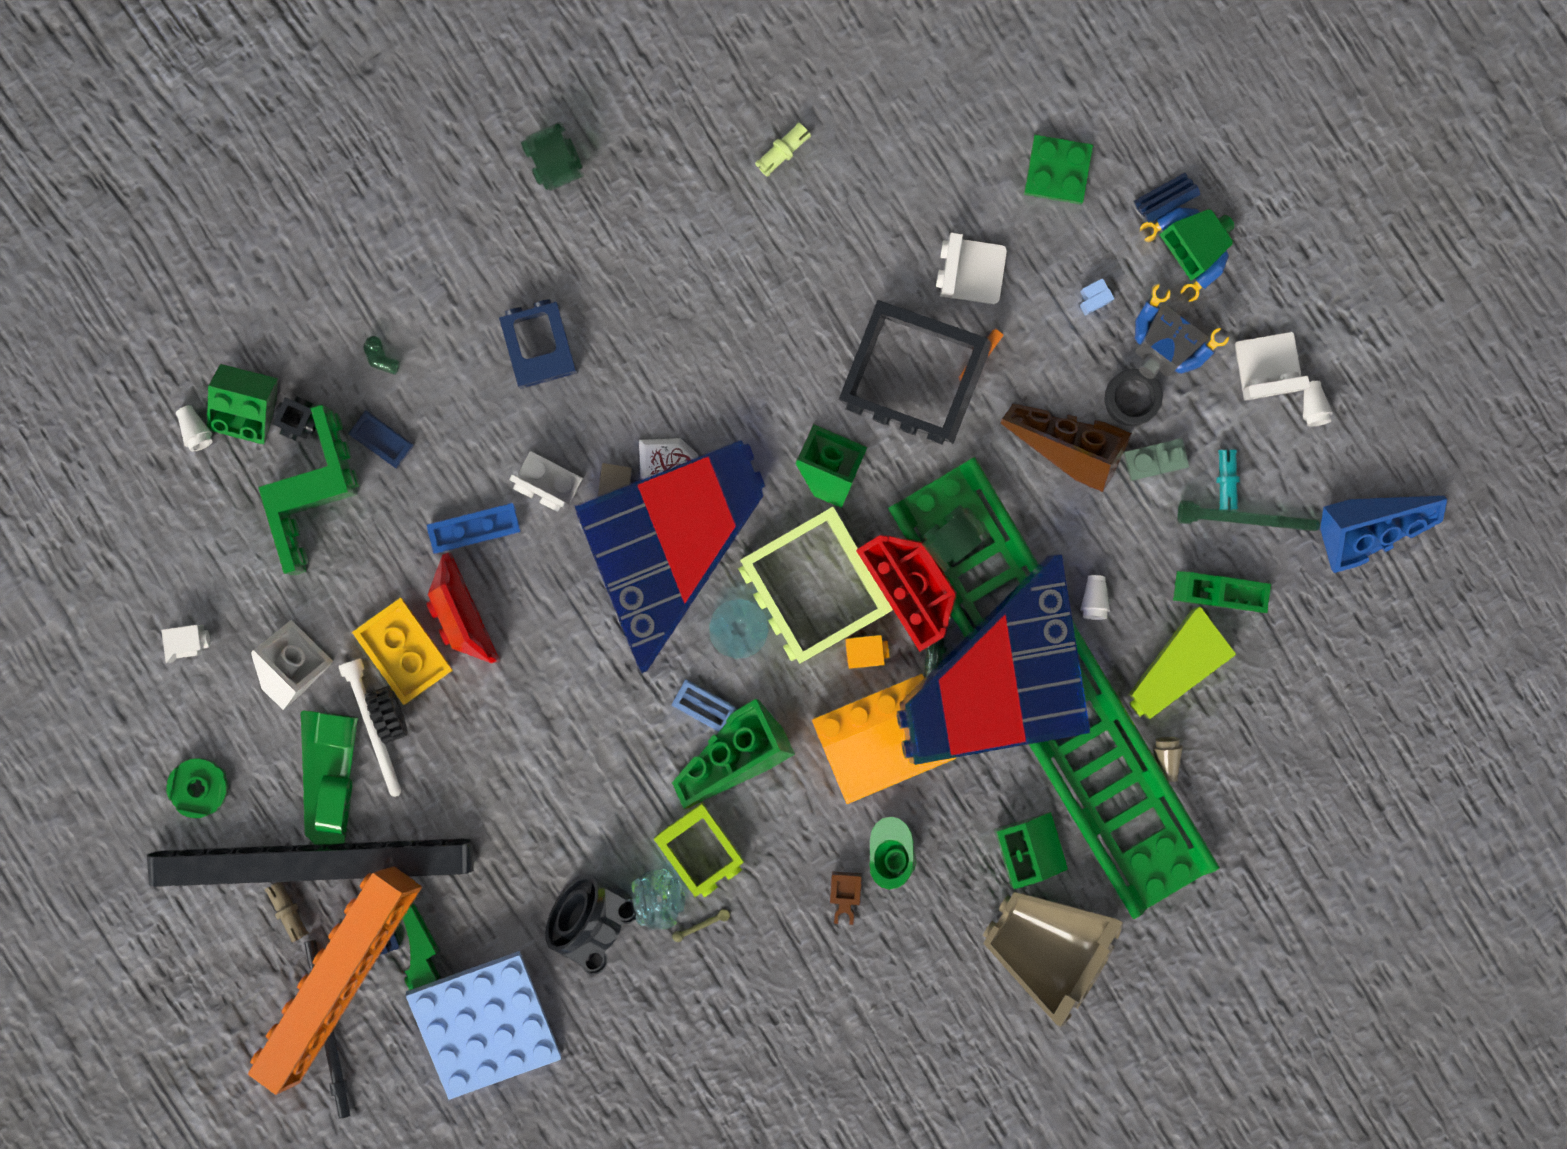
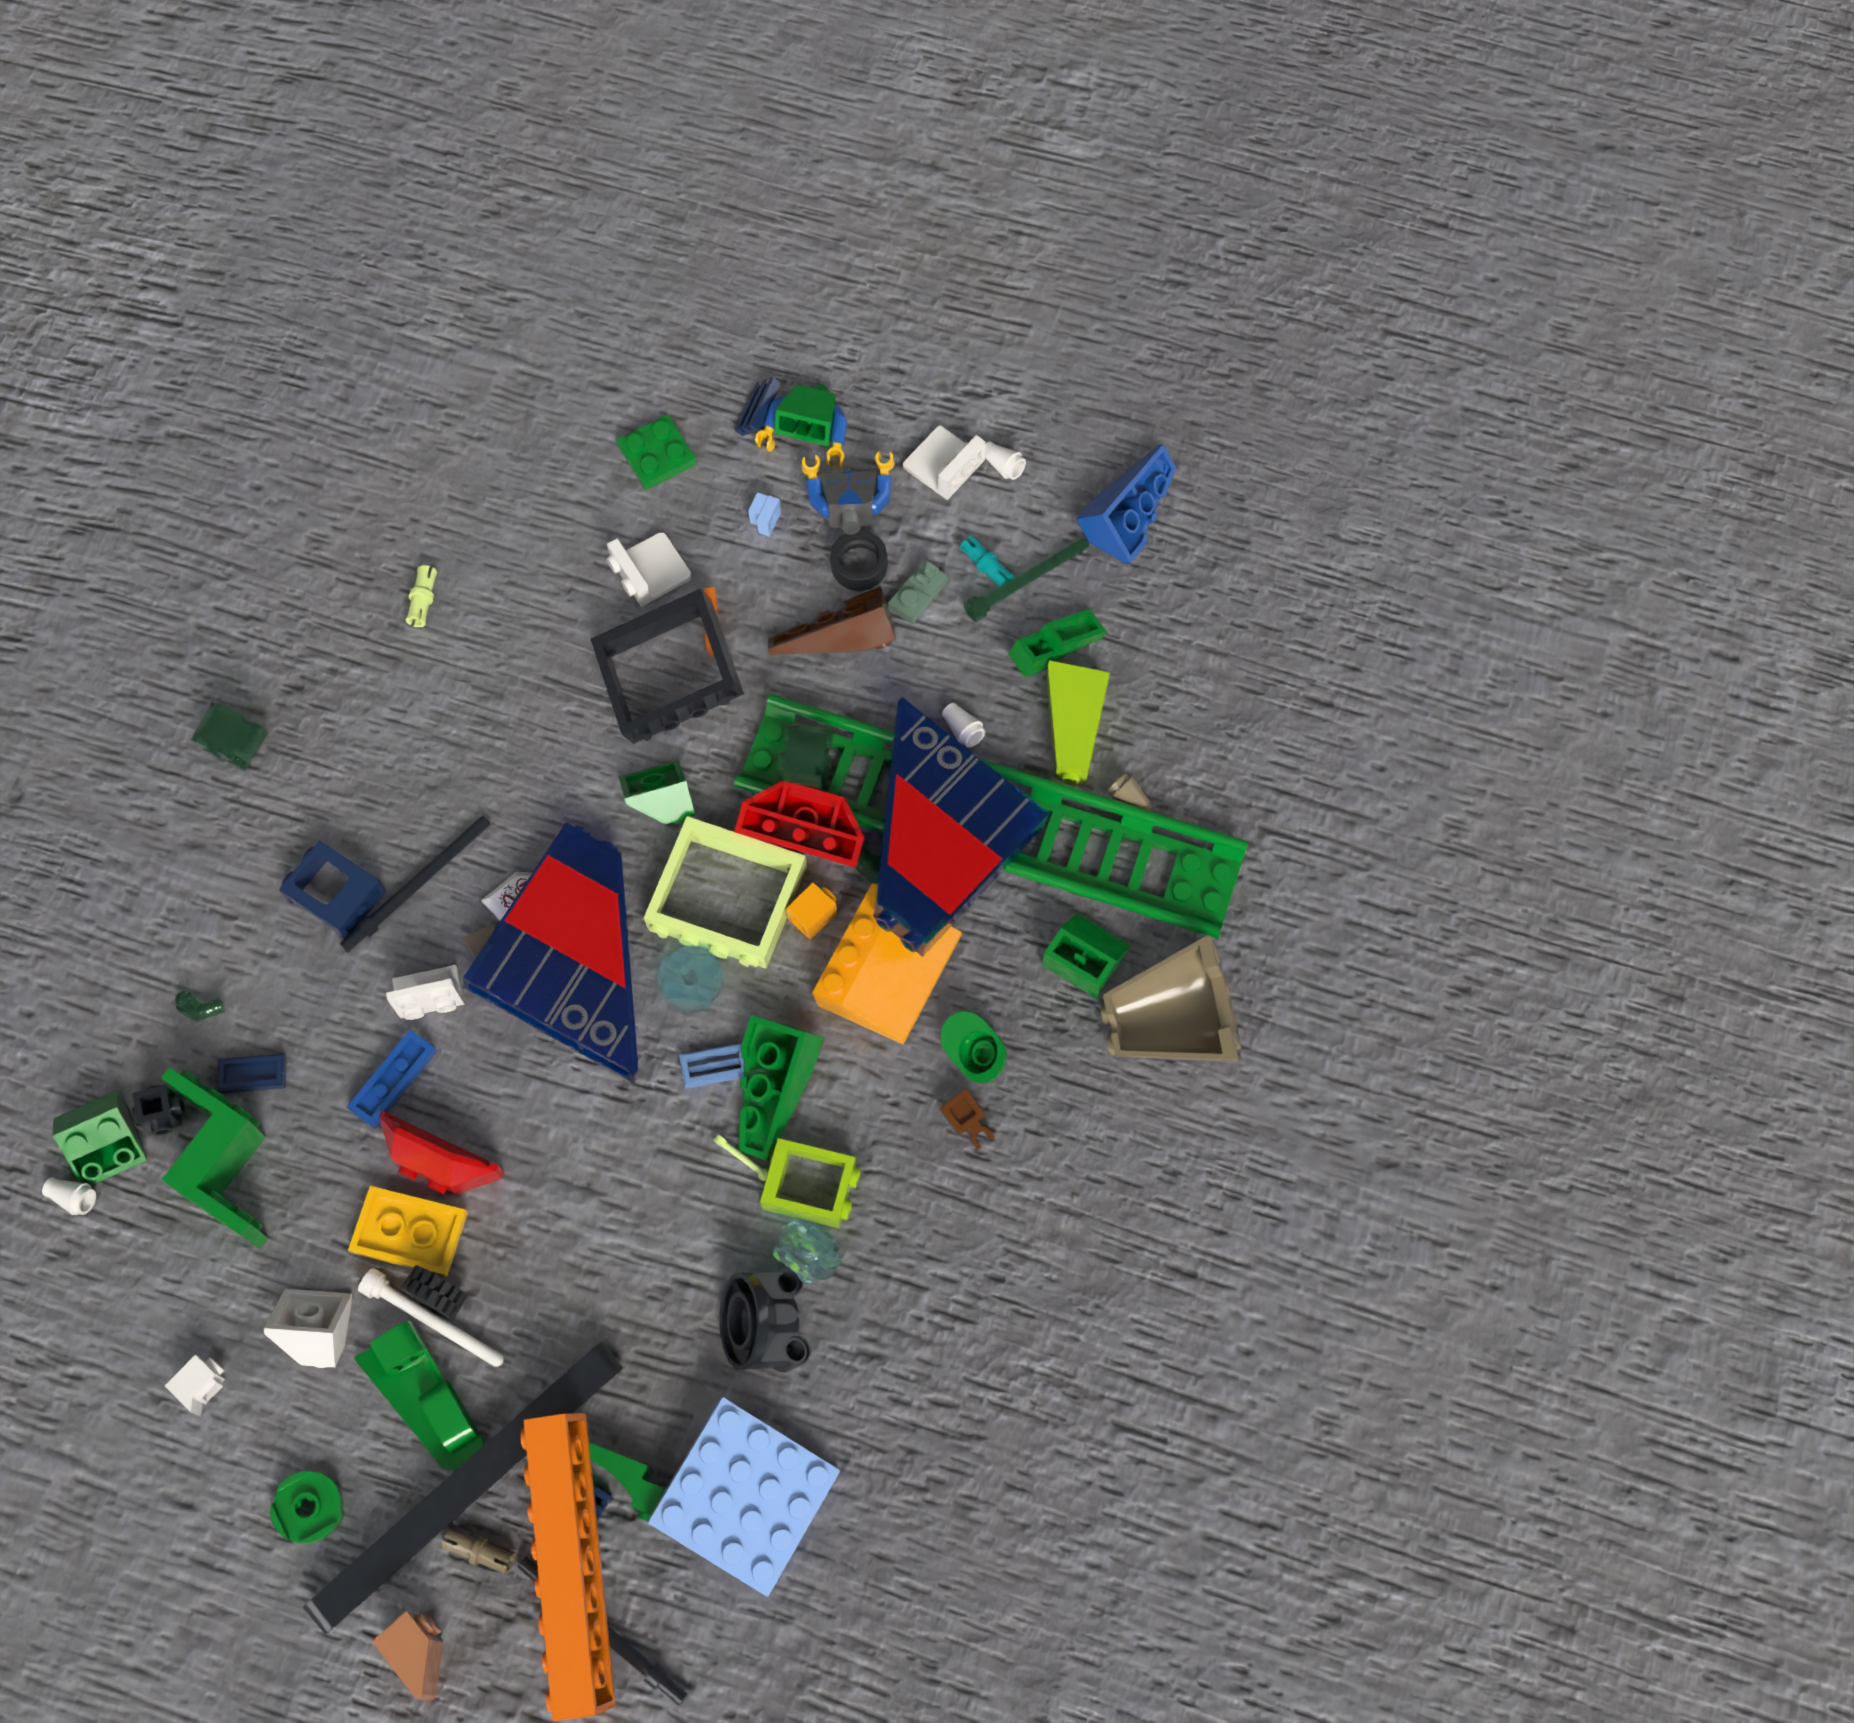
camera: 35 degrees left, 20 degrees down
(193, 947) = (413, 1652): none -> nougat slope
(544, 393) = (369, 925): none -> black bar
(675, 813) = (762, 1172): none -> yellowish green hinge
(723, 915) = (878, 1226): olive hinge -> none

